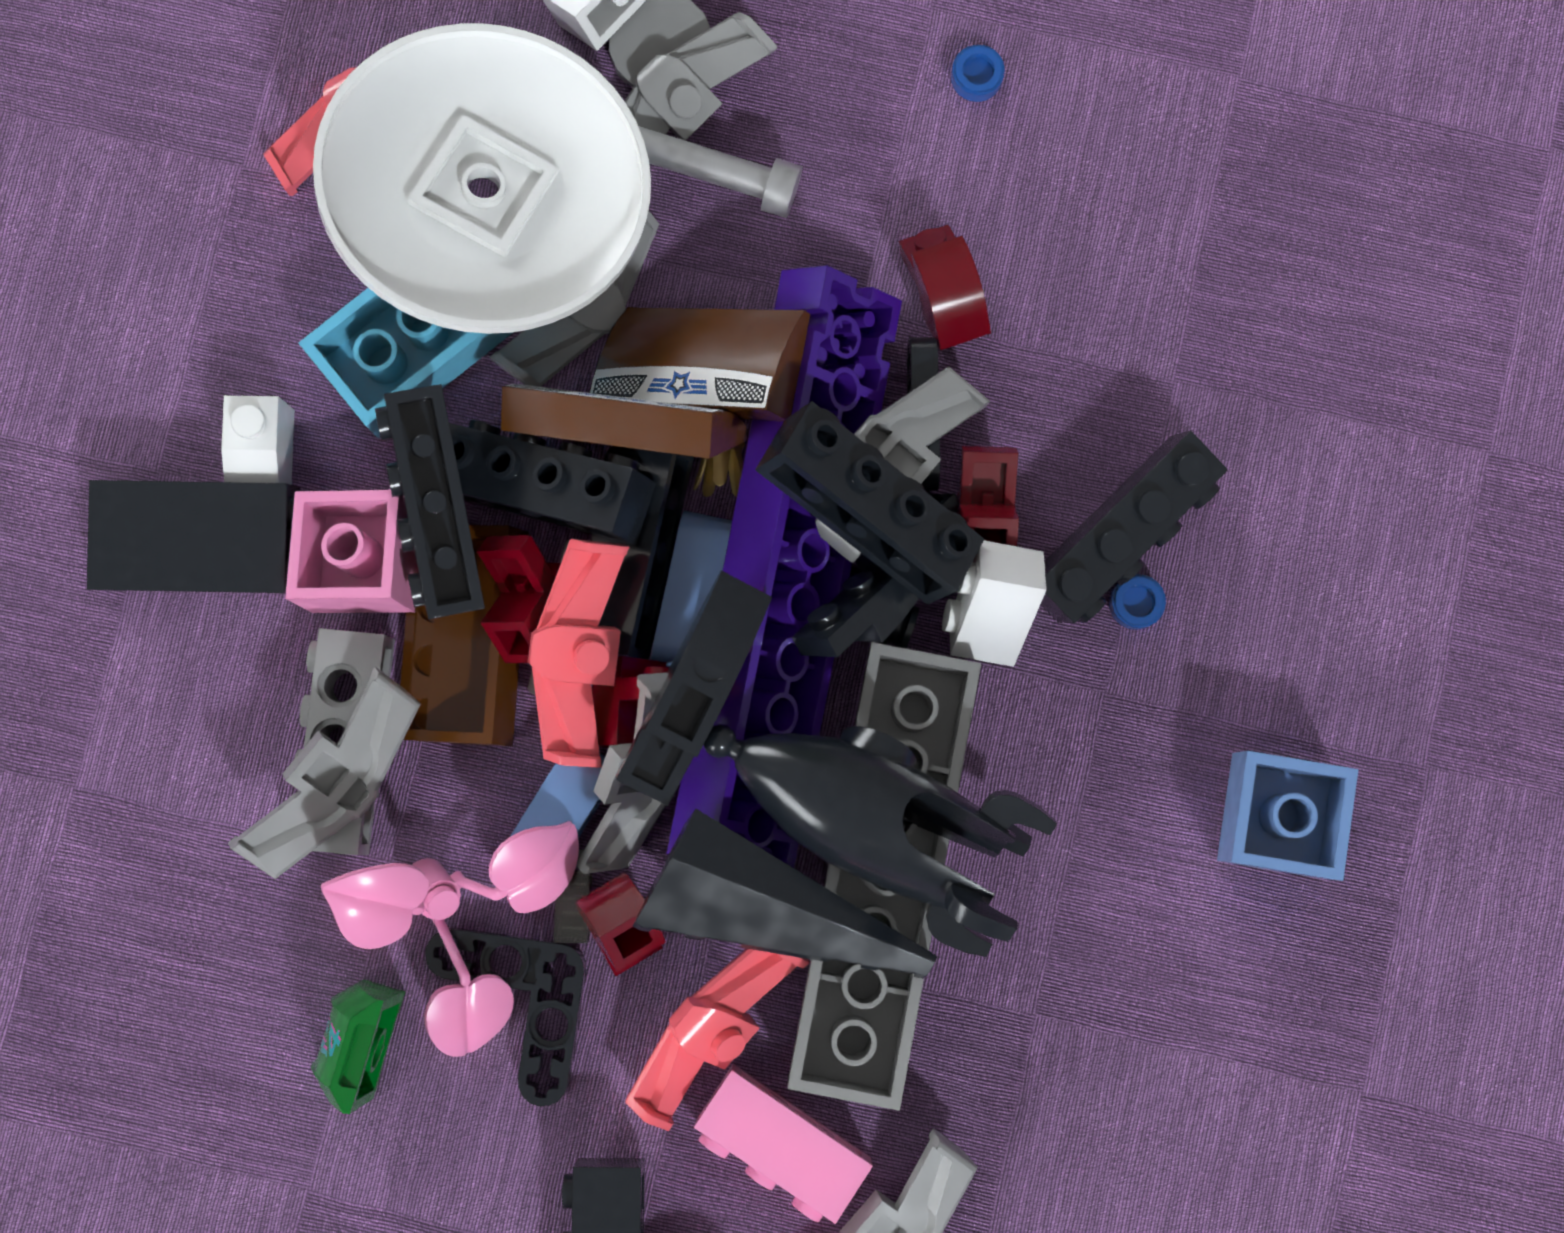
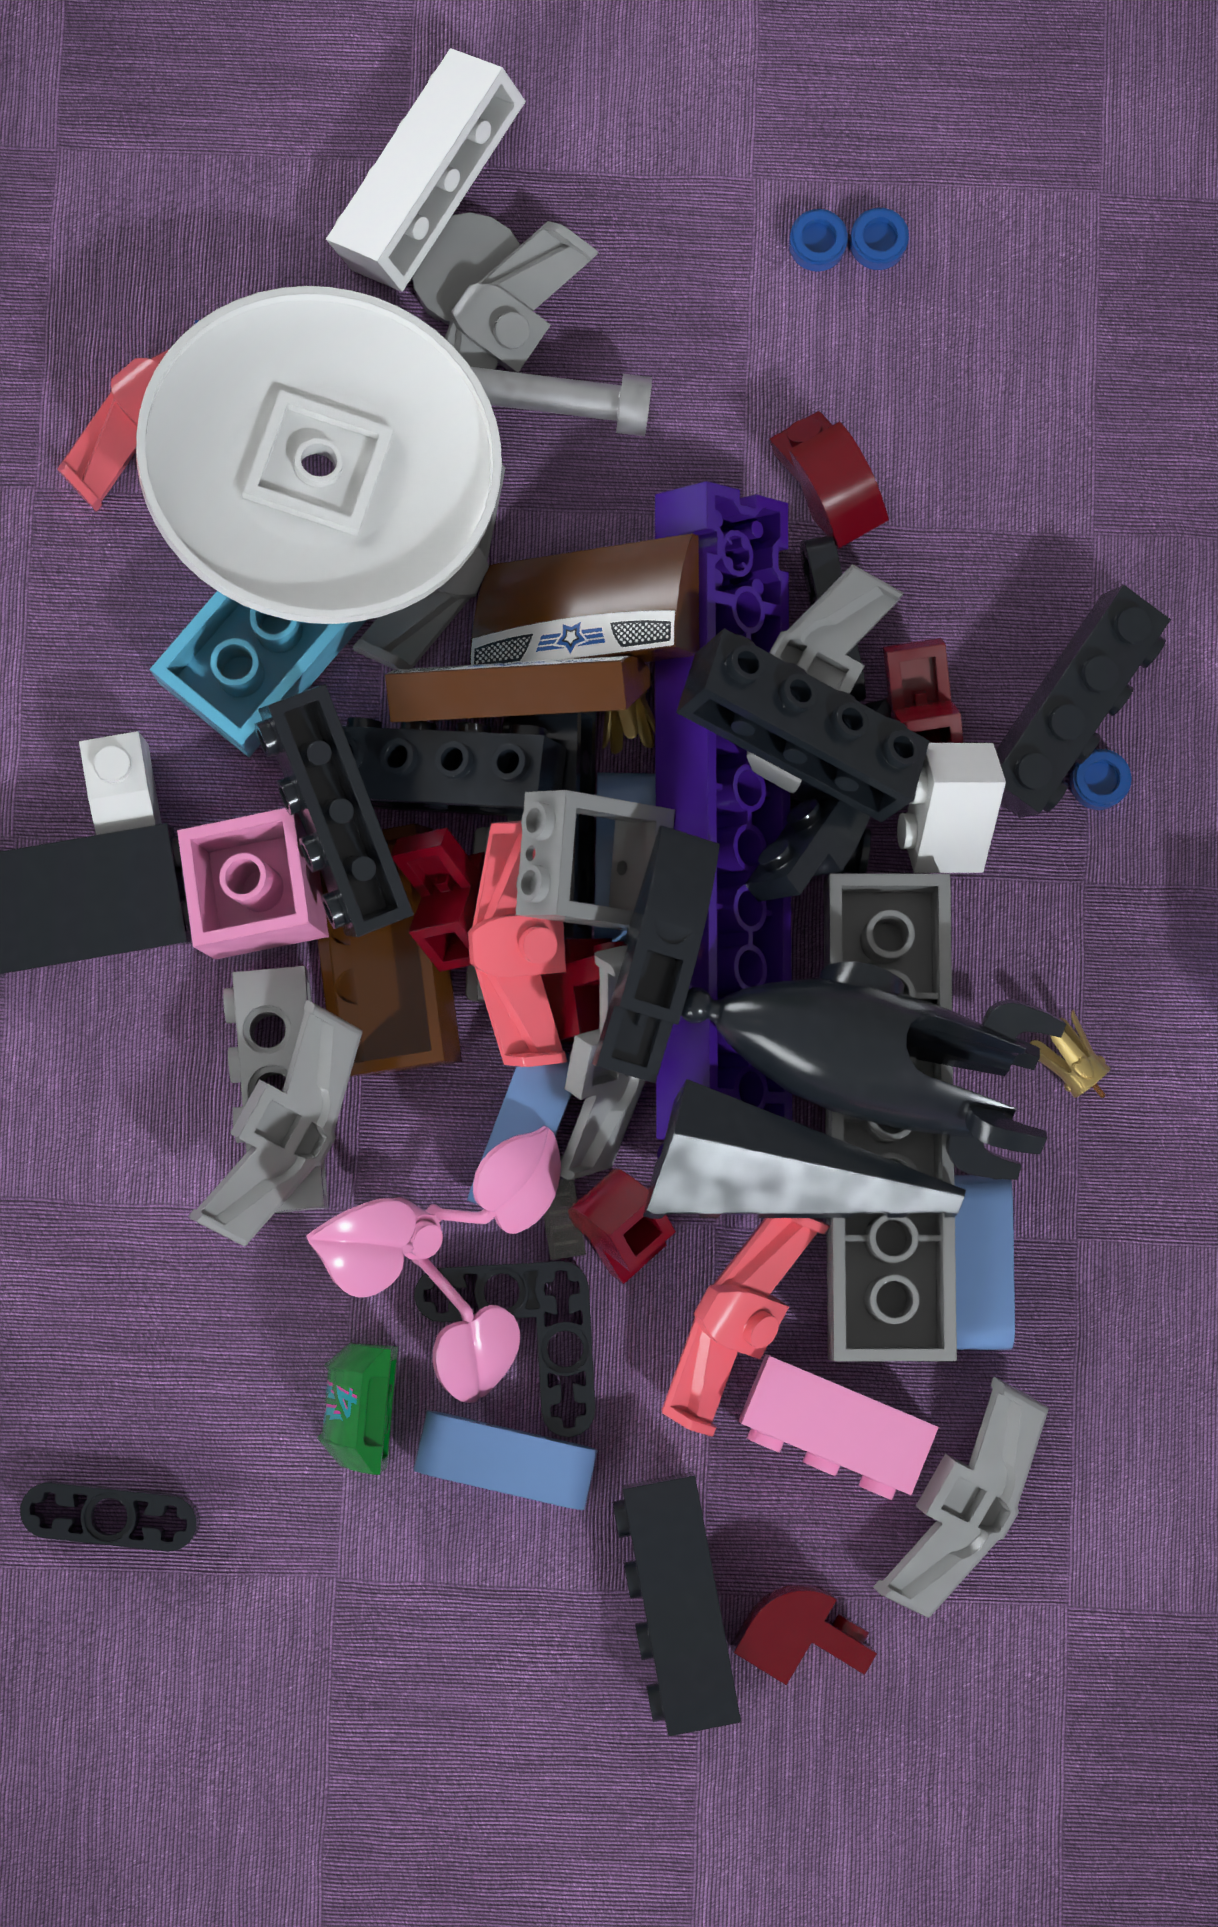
camera: 20 degrees left, 0 degrees up
(82, 1068) = (67, 1495): none -> black beam
(477, 1115) = (505, 1460): none -> medium blue beam
(617, 556) = (550, 830): none -> light grey window
(943, 1025) = (985, 1264): none -> medium blue beam
(1032, 81) = (879, 238): none -> blue tile
(1065, 852) = (1081, 1066): none -> pearl gold piece

